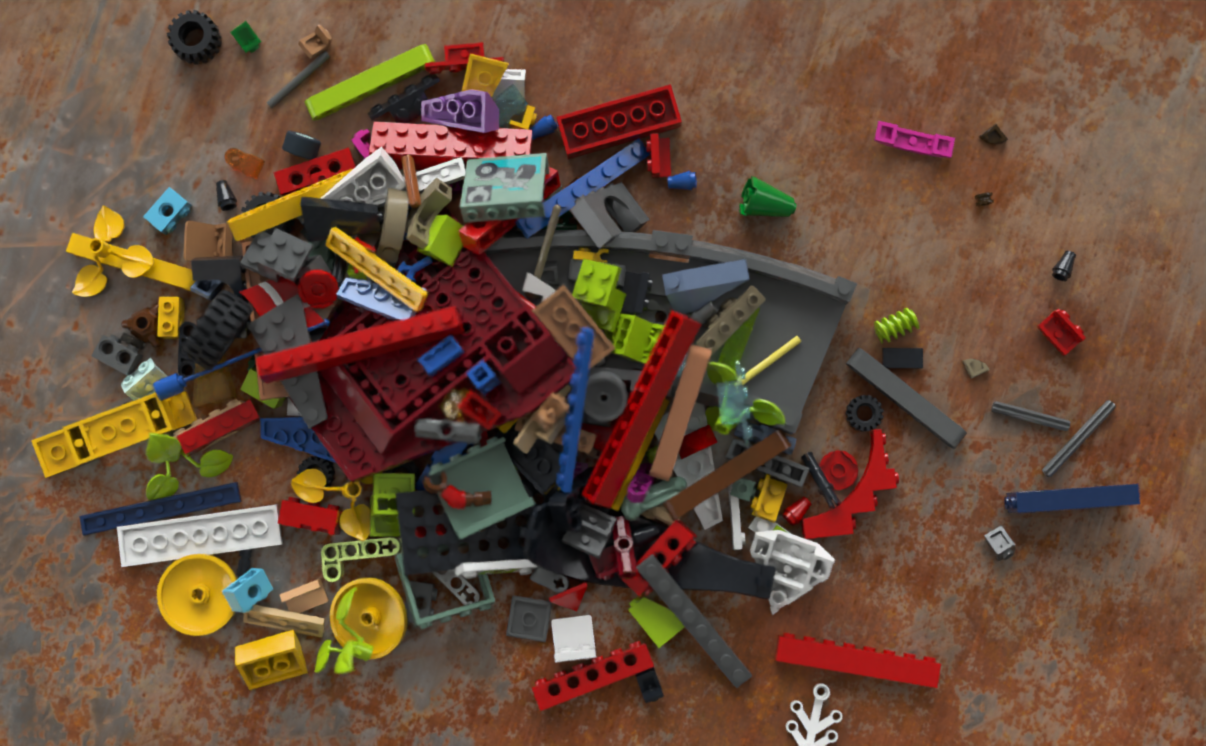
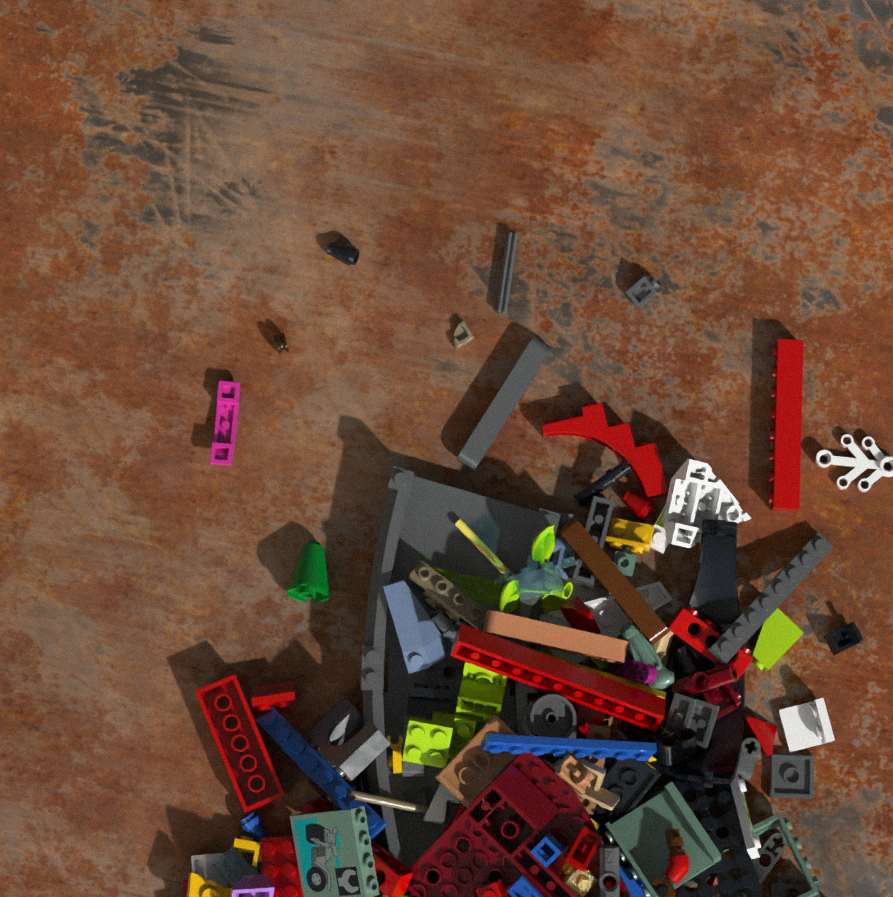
camera: 100 degrees left, 5 degrees down
(546, 699) = (875, 744): red brick -> none
(683, 181) = (297, 666): blue cone -> none
(738, 538) = (675, 563): white plate -> none
(839, 469) = (588, 464): red tile -> none
(875, 407) = (521, 457): black tyre -> none
(896, 324) = (428, 421): lime piece -> none
(902, 358) = (461, 411): black tile -> none
(993, 136) = (210, 340): dark brown tile -> none
(1061, 331) = (414, 250): red bracket -> none
(1072, 498) = (589, 223): dark blue brick -> none
(1078, 439) = (524, 221): dark grey axle -> none

